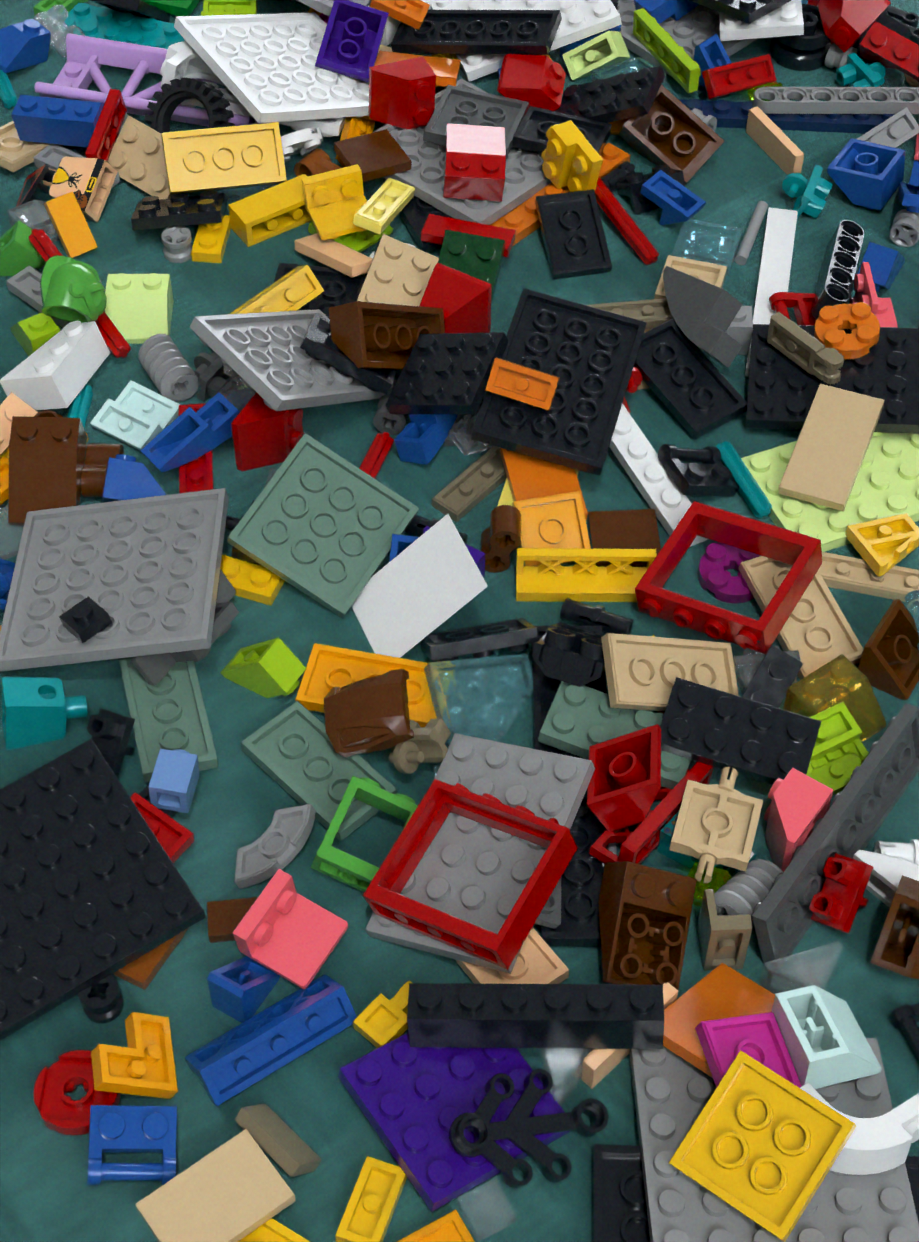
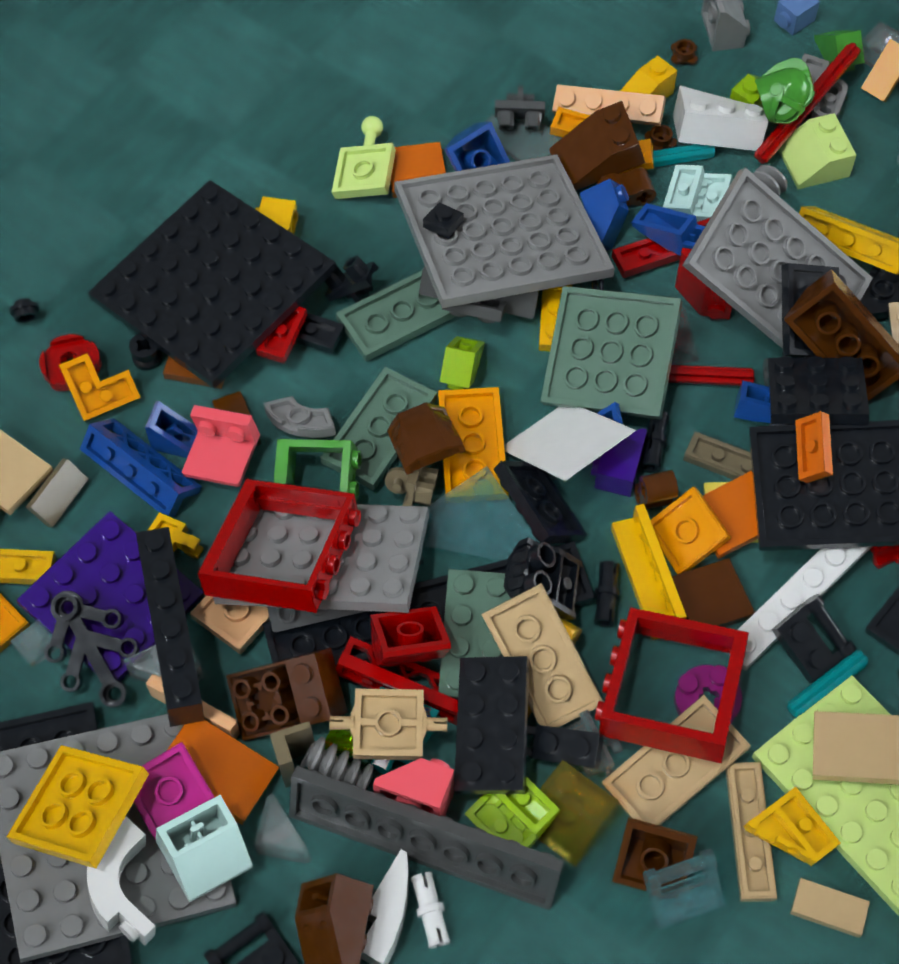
camera: 75 degrees right, 10 degrees up
(36, 710) = (367, 225): teal torso -> none
(132, 1131) = (44, 402): blue plate -> none
(174, 780) = (326, 330): medium blue brick -> none
(841, 892) = (362, 848): red hips -> none

